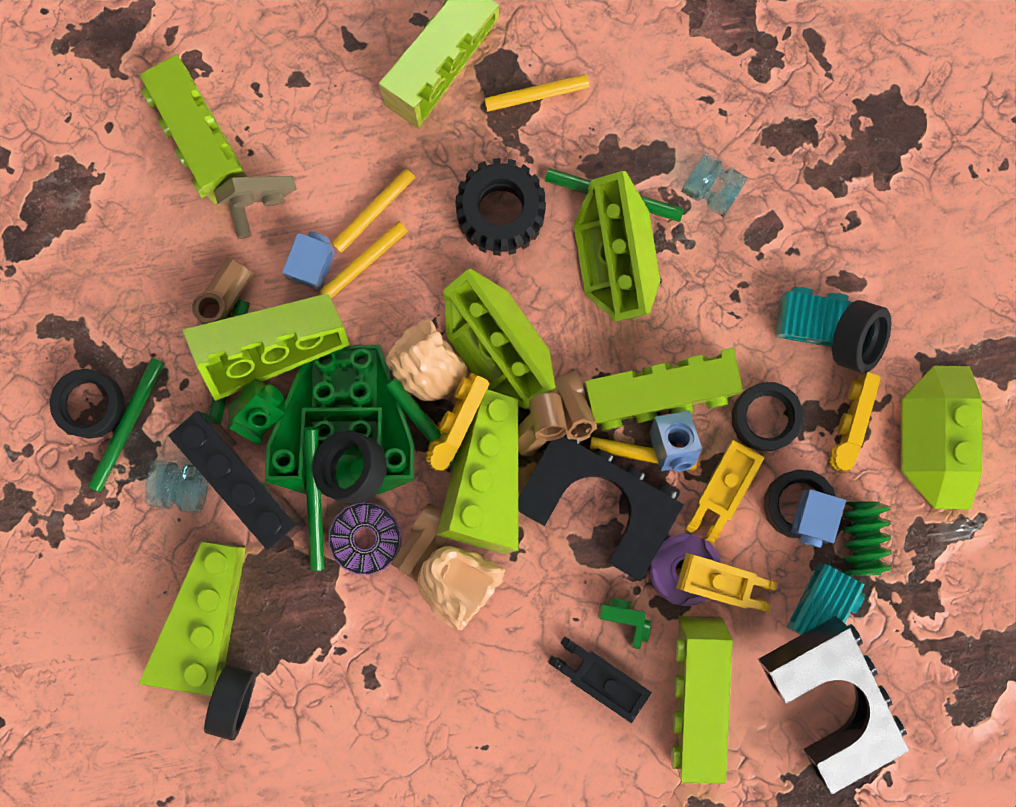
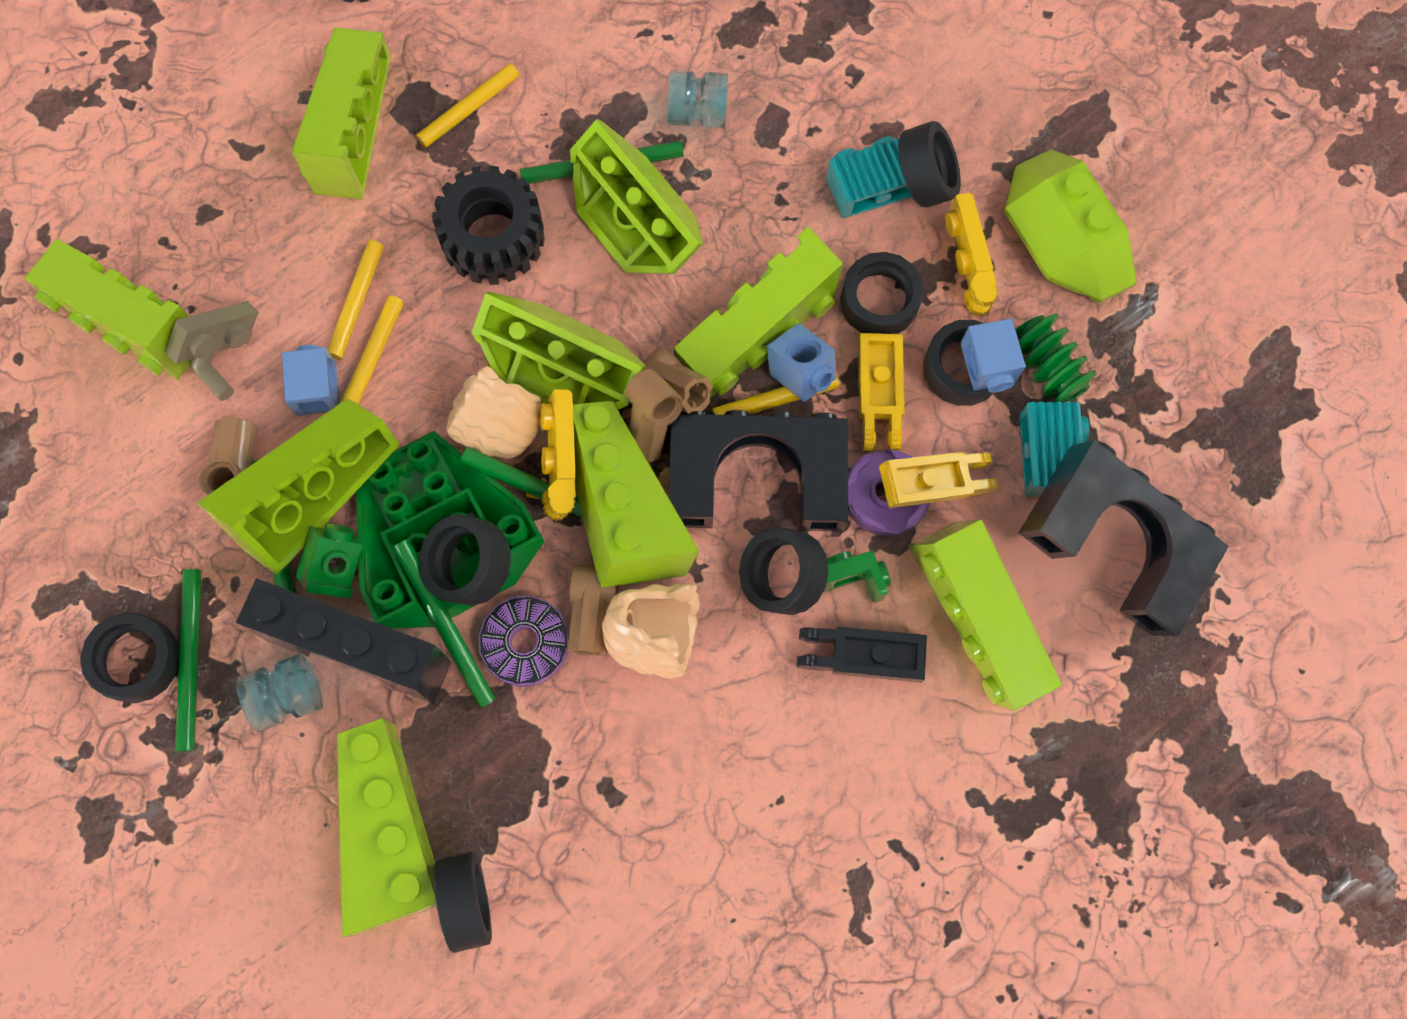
camera: 30 degrees left, 10 degrees down
(595, 600) = (755, 566): none -> black tyre

